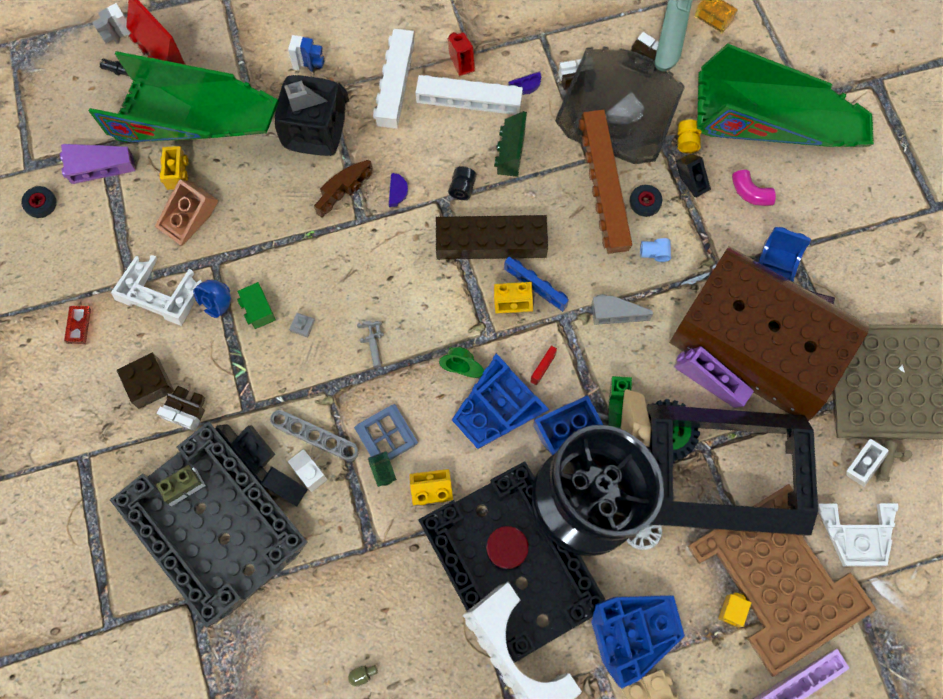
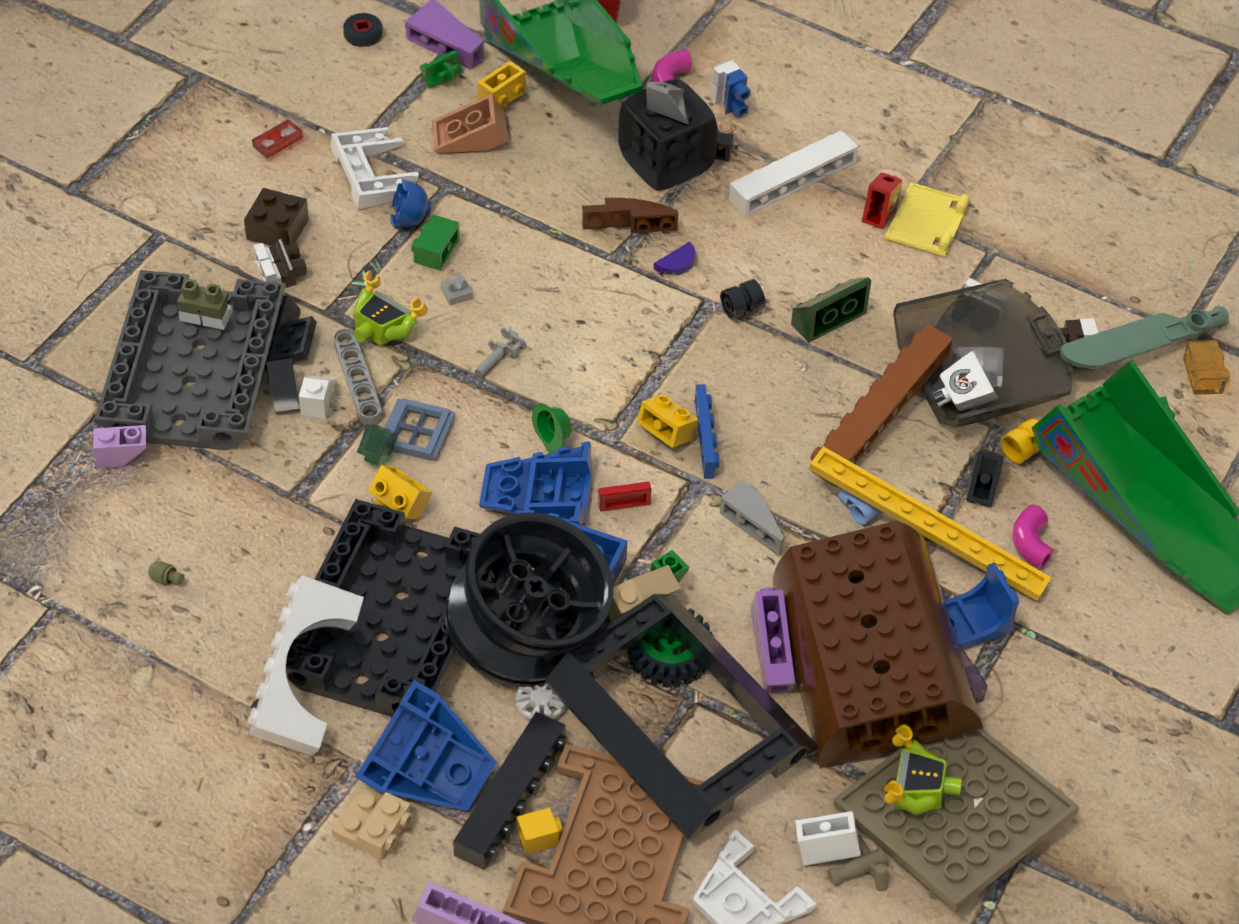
camera: 45 degrees right, 20 degrees down
(122, 186) = (441, 69): none -> green hips
(237, 625) = (118, 445): none -> lavender slope
(251, 73) = (671, 65): none -> dark pink cylinder
(287, 385) = (381, 317): none -> torso
(468, 94) = (847, 239): white brick -> none
(491, 44) = (927, 217): none -> light yellow window
(491, 237) = (713, 359): dark brown brick -> none
(507, 547) = (401, 589): dark red tile -> none
(529, 83) = (920, 277): dark purple tile -> none
(635, 131) = (965, 384): none -> white torso
(646, 209) = (908, 449): black bush -> none
(695, 603) = (510, 790): none -> black brick
(704, 231) = (928, 522): none -> yellow plate
(875, 386) = (919, 778): none -> torso

